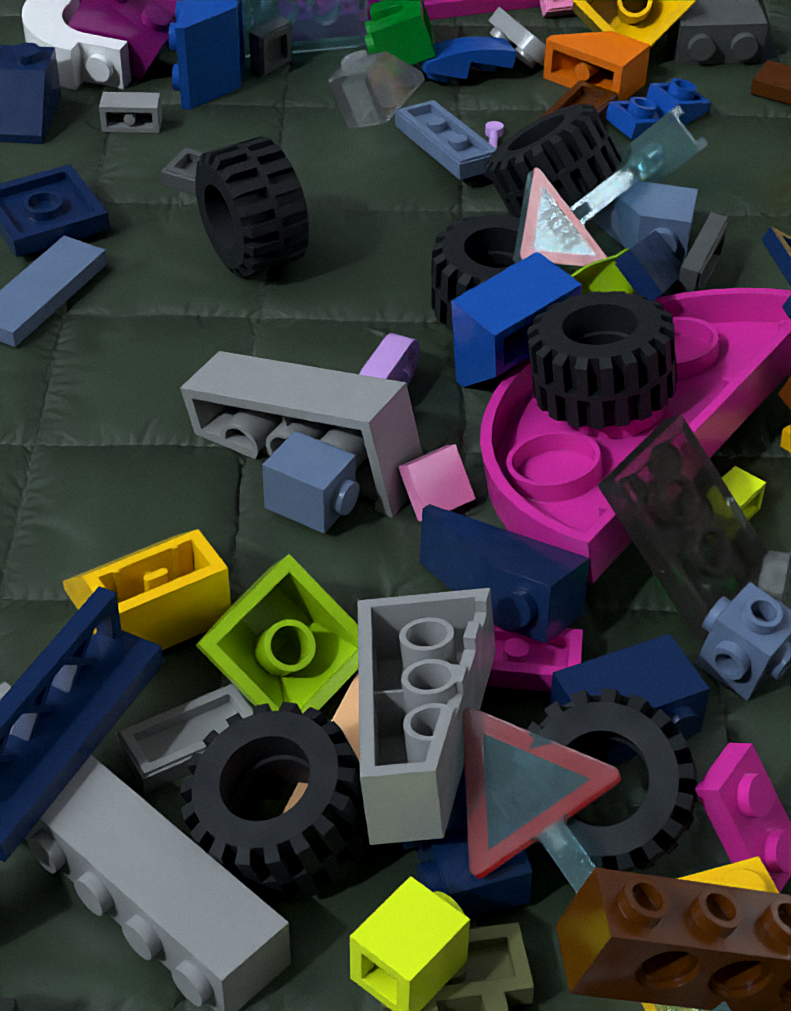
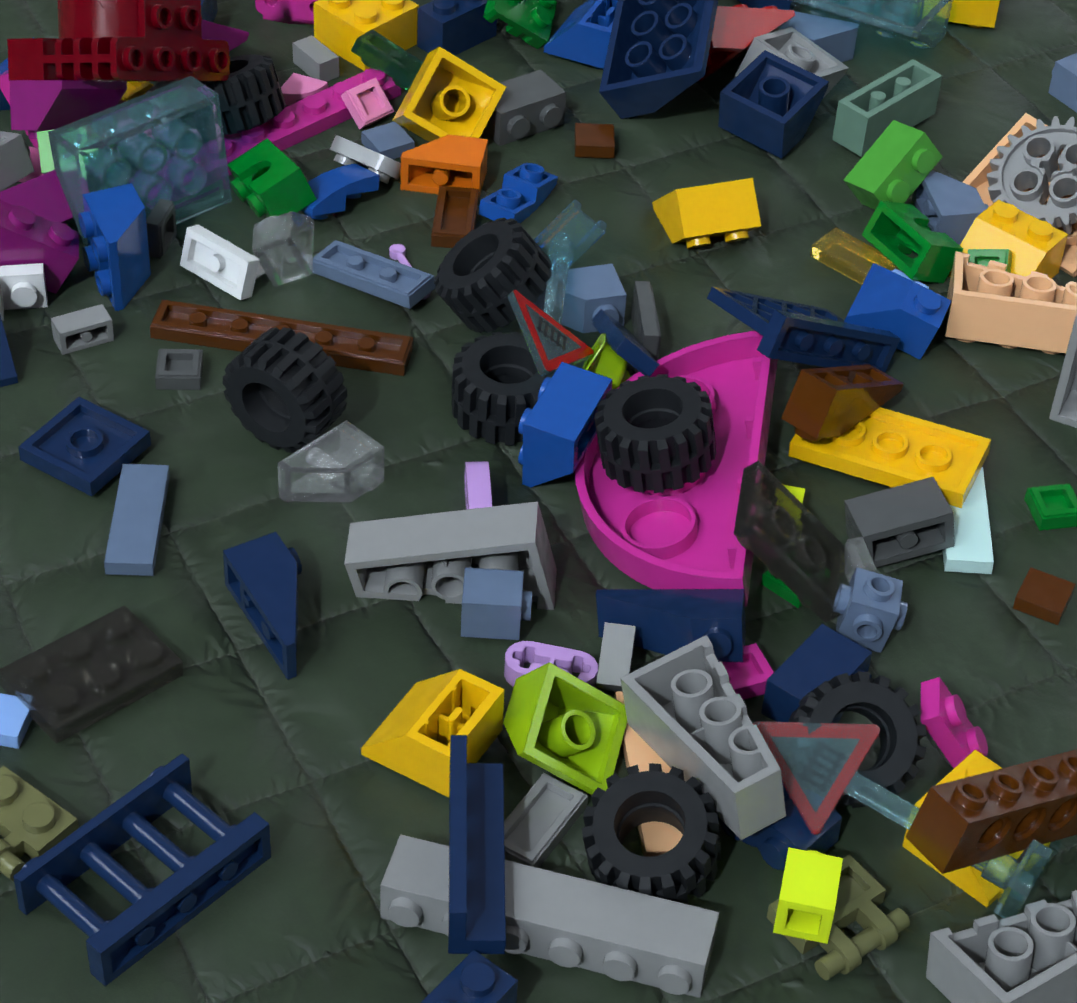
camera: 30 degrees left, 0 degrees up
(97, 400) = (265, 586): none -> dark blue slope
(257, 299) = (332, 467): none -> clear slope
(304, 89) = (220, 262): none -> white tile
(331, 178) = (238, 329): none -> reddish brown tile
(338, 570) = (540, 654): none -> lavender beam
(409, 573) = (615, 655): none -> light grey piece
(437, 480) = (578, 571): bright pink tile -> none
(556, 25) = (387, 140): none -> sand blue tile

